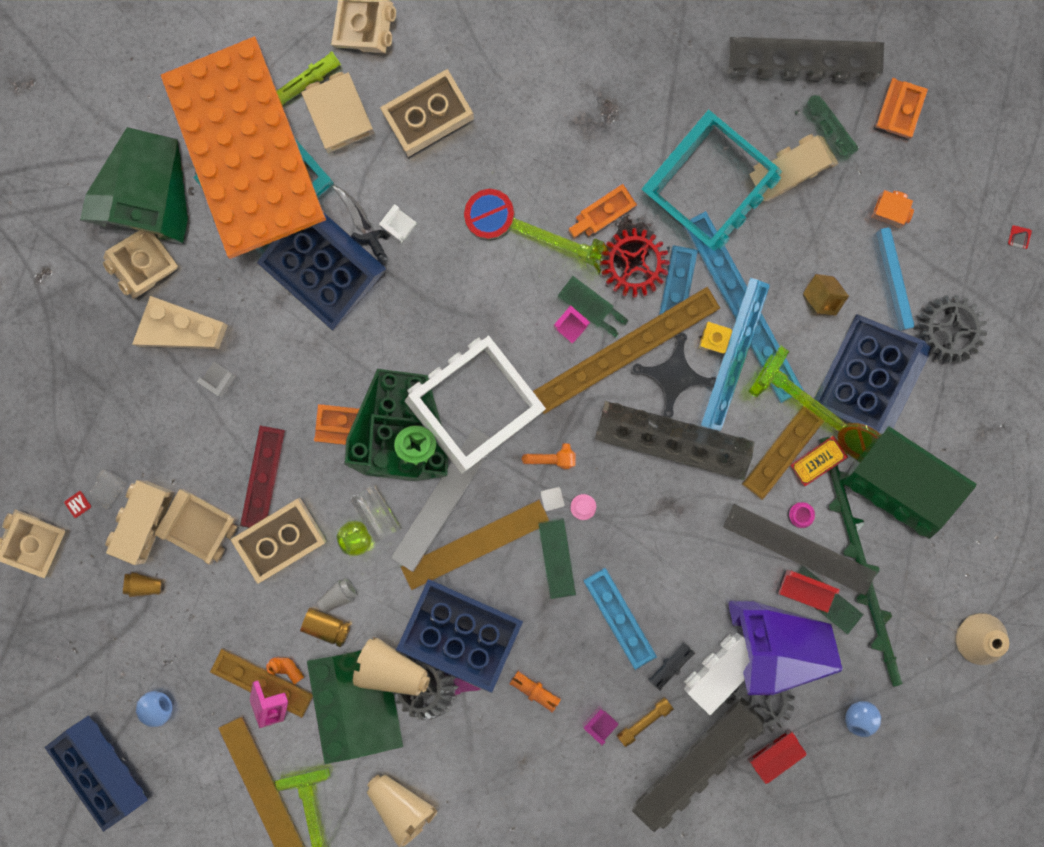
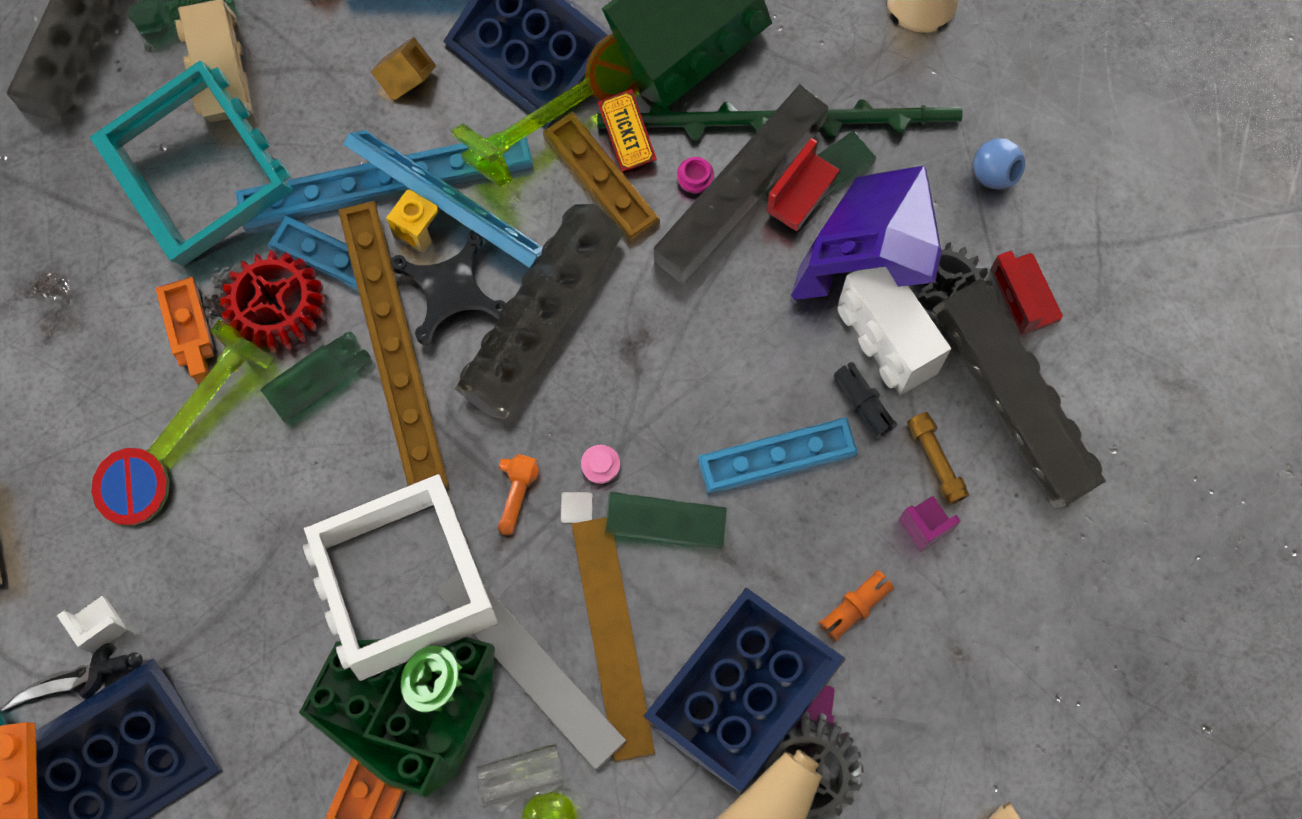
camera: 75 degrees left, 15 degrees down
(571, 324) = (330, 409): dark pink panel -> none

